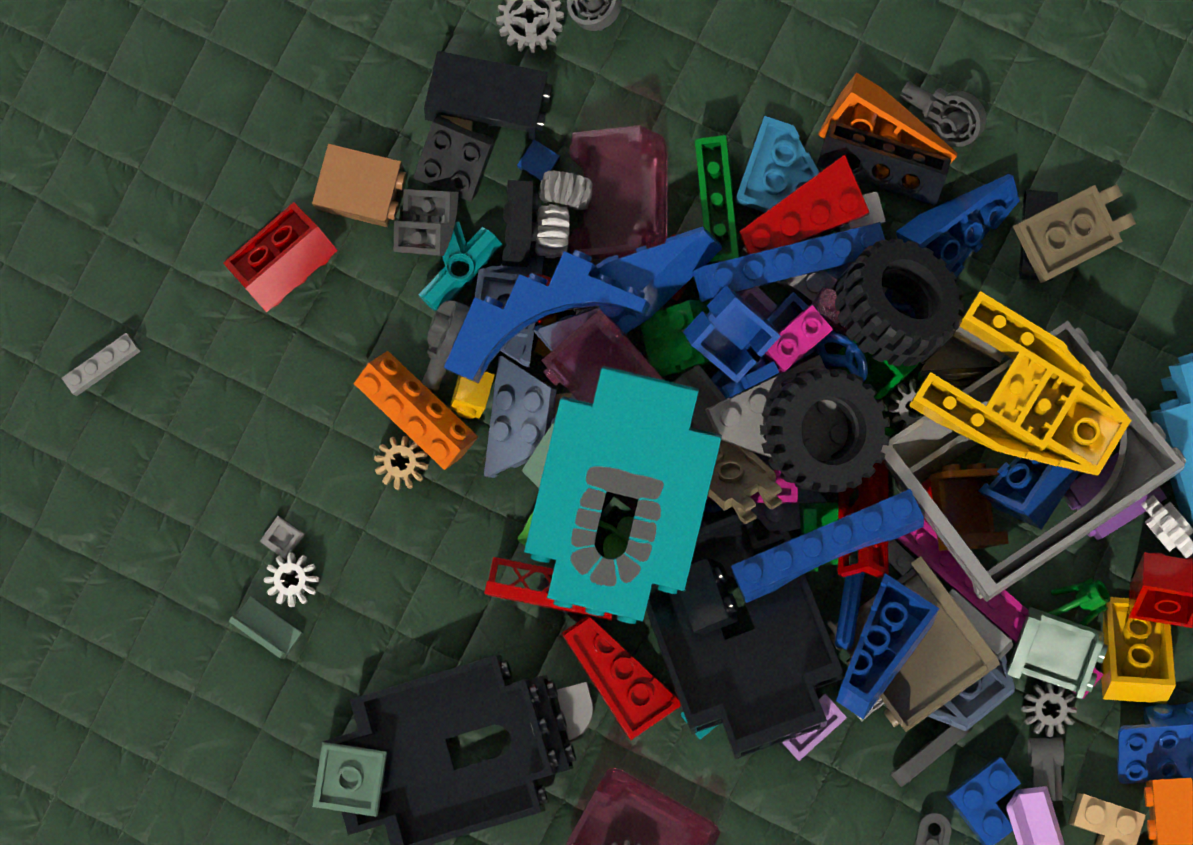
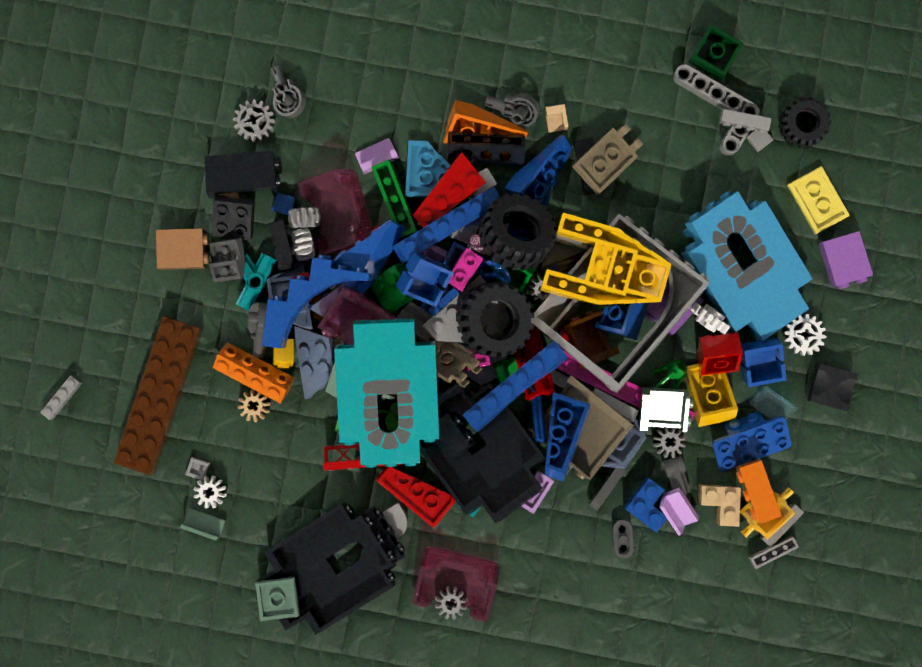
camera: 20 degrees left, 5 degrees up
(255, 404) = (158, 396): none -> reddish brown brick
(280, 257) = (147, 304): red slope -> none
(706, 123) = (376, 154): none -> lavender panel
(1008, 147) = (556, 118): none -> tan panel

